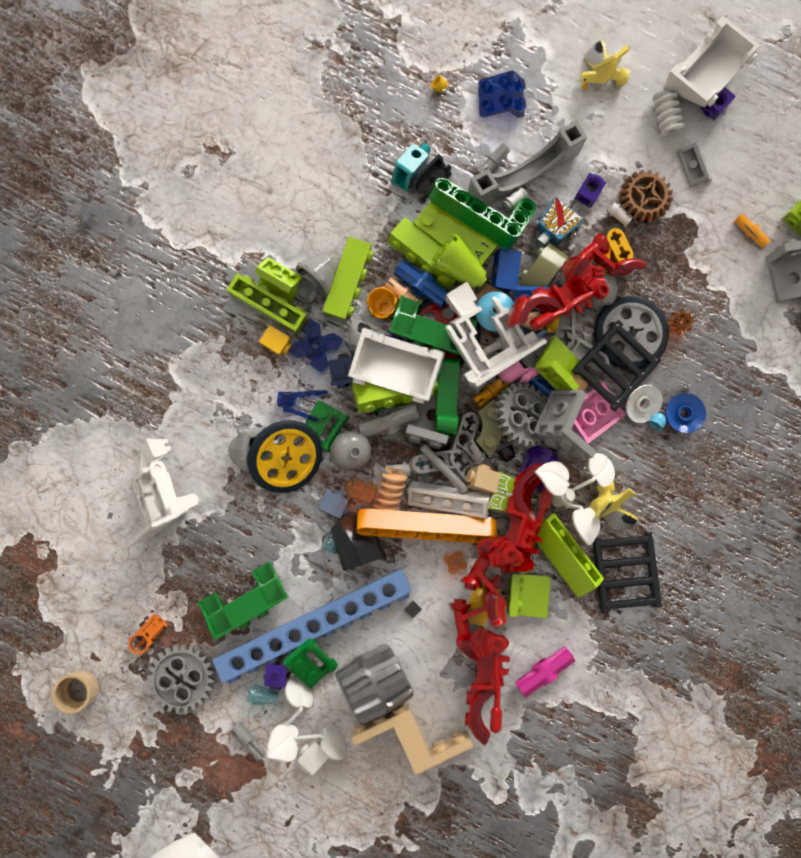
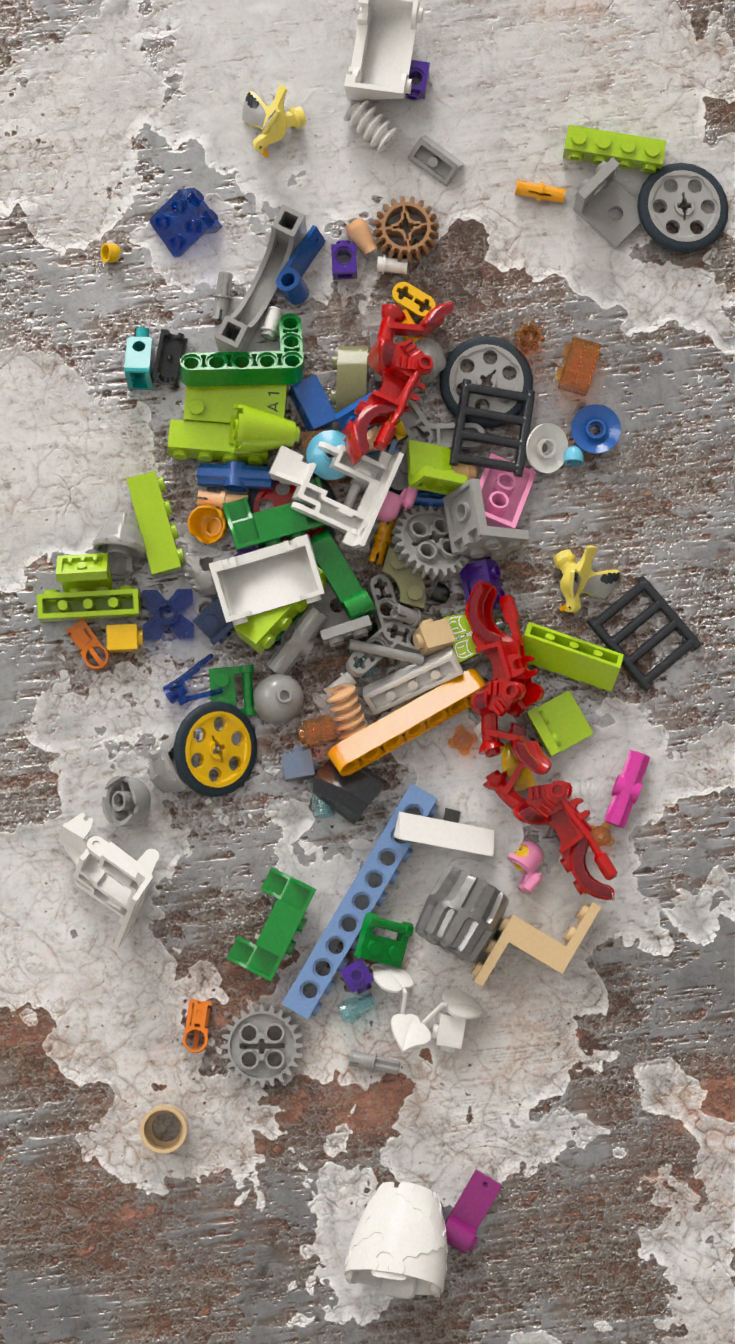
camera: 25 degrees left, 0 degrees up
(202, 451) = (126, 801): none -> light grey cylinder
(250, 327) = (87, 641): none -> orange piece
(400, 619) = (445, 834): none -> white slope
(445, 674) = (527, 860): none -> bright pink piece
(508, 697) = (605, 830): none -> clear orange plate
(548, 176) = (290, 278): none -> blue door
(555, 478) = (505, 586): white plant -> none
(557, 223) = (333, 319): torso -> none
(613, 178) = (360, 234): none -> light nougat cone
(702, 363) = (579, 366): none -> clear orange brick

